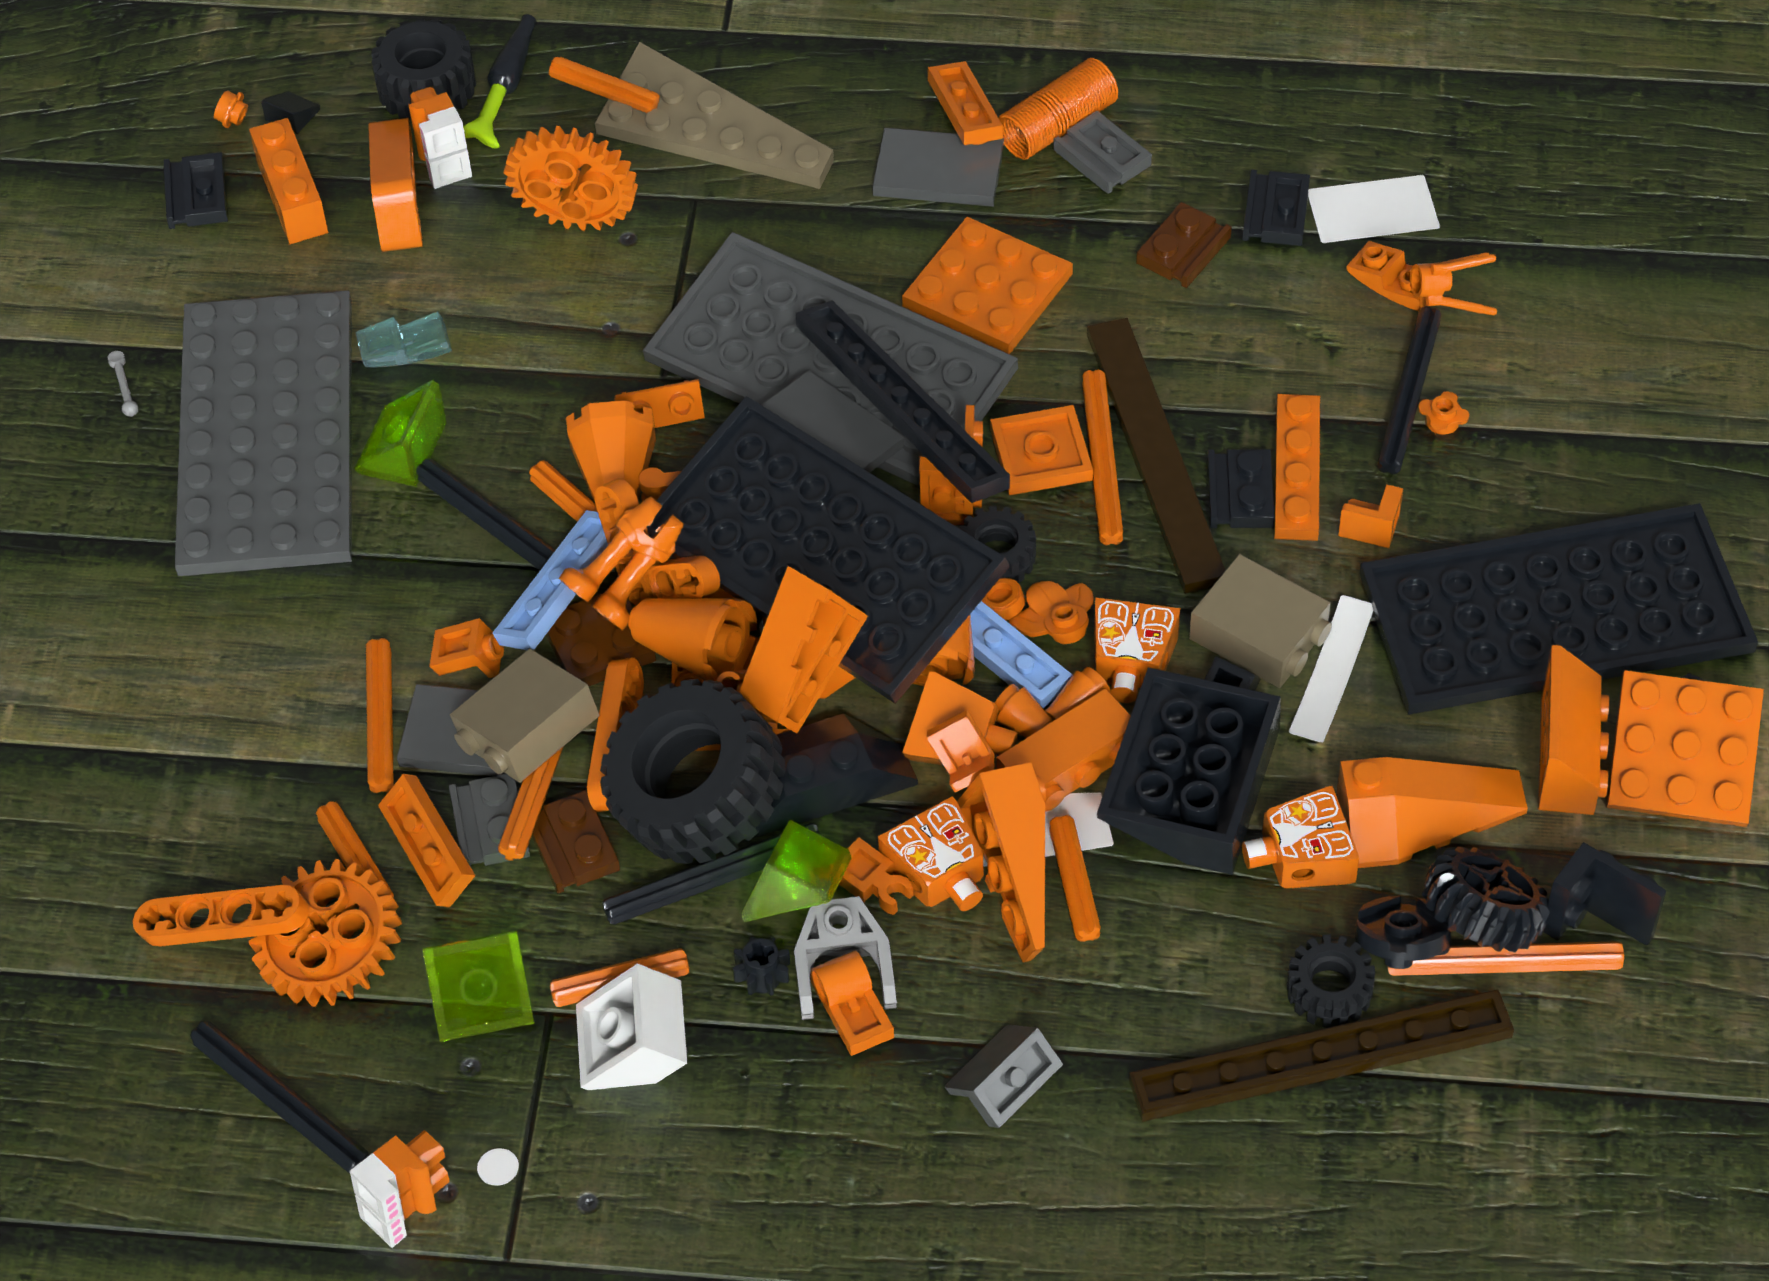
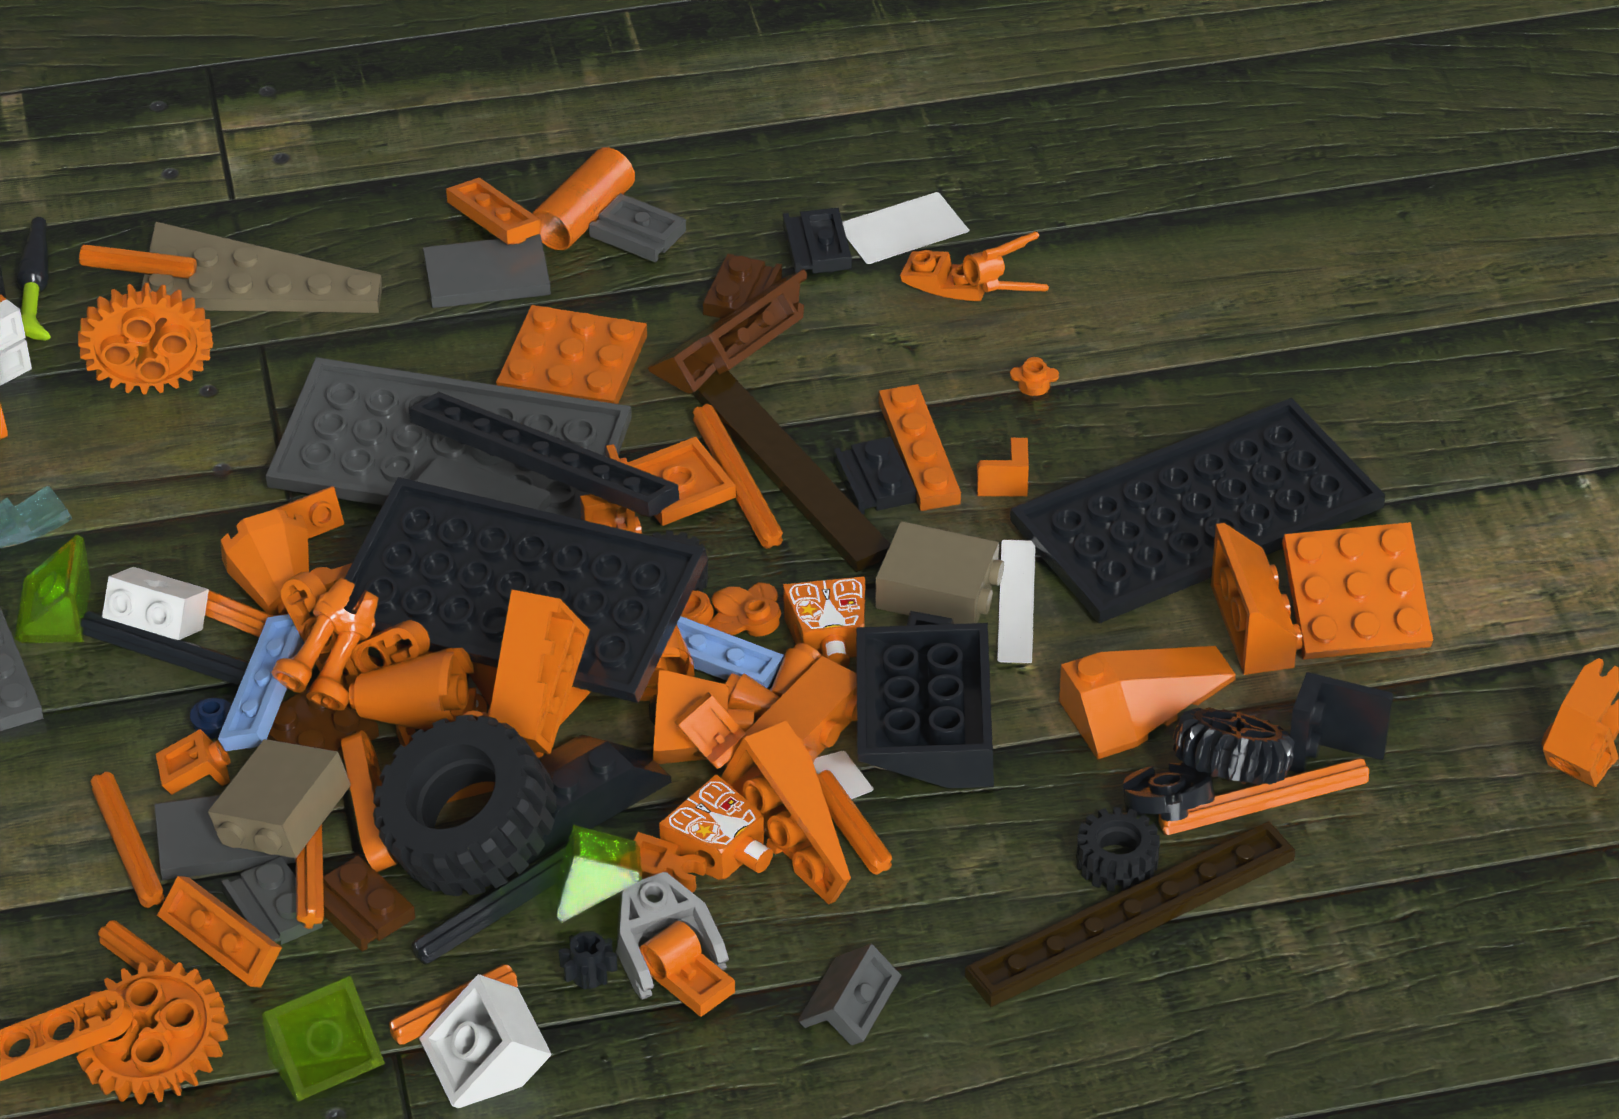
camera: 20 degrees left, 10 degrees down
(489, 467) = (155, 603): none -> white brick
(491, 599) = (210, 716): none -> dark blue plate
(1153, 298) = (734, 336): none -> reddish brown wedge
(1306, 842) = (1052, 743): orange torso -> none
(1409, 390) = (996, 364): black axle -> none

